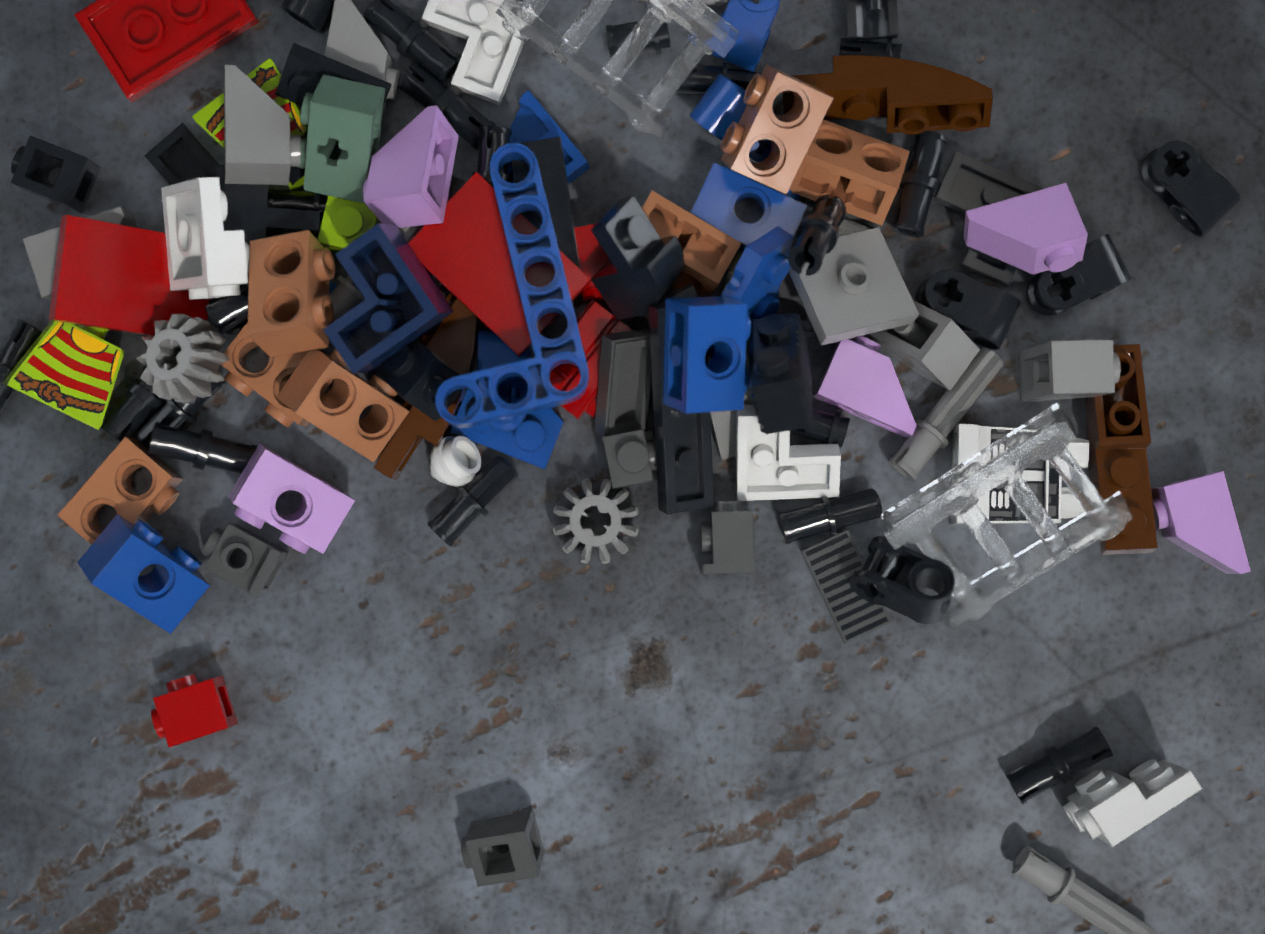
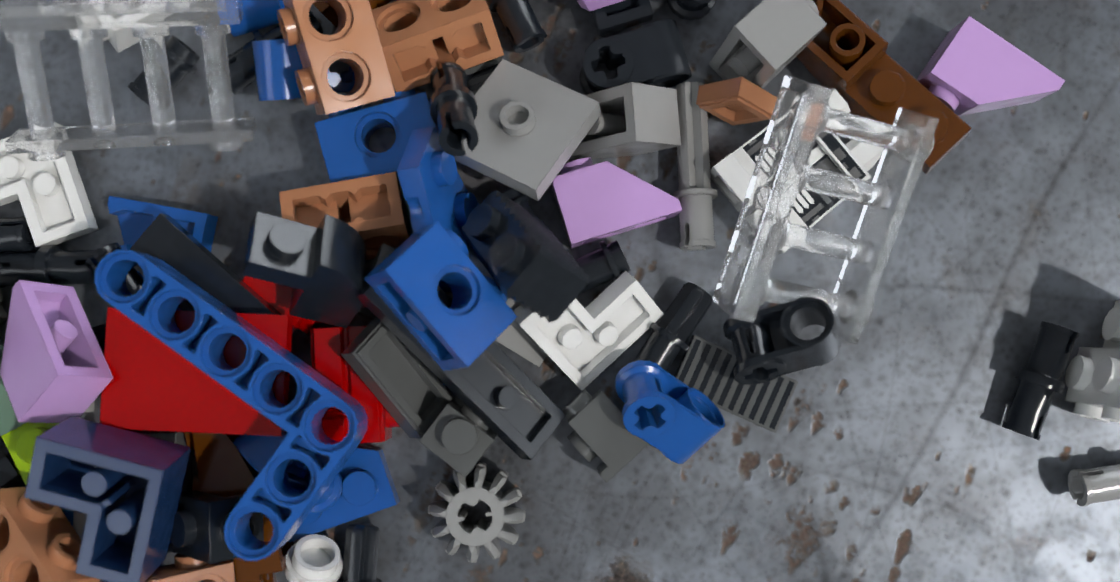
camera: 40 degrees left, 0 degrees up
(784, 561) = (666, 410): none -> blue piece
(1013, 392) = (736, 101): none -> nougat tile

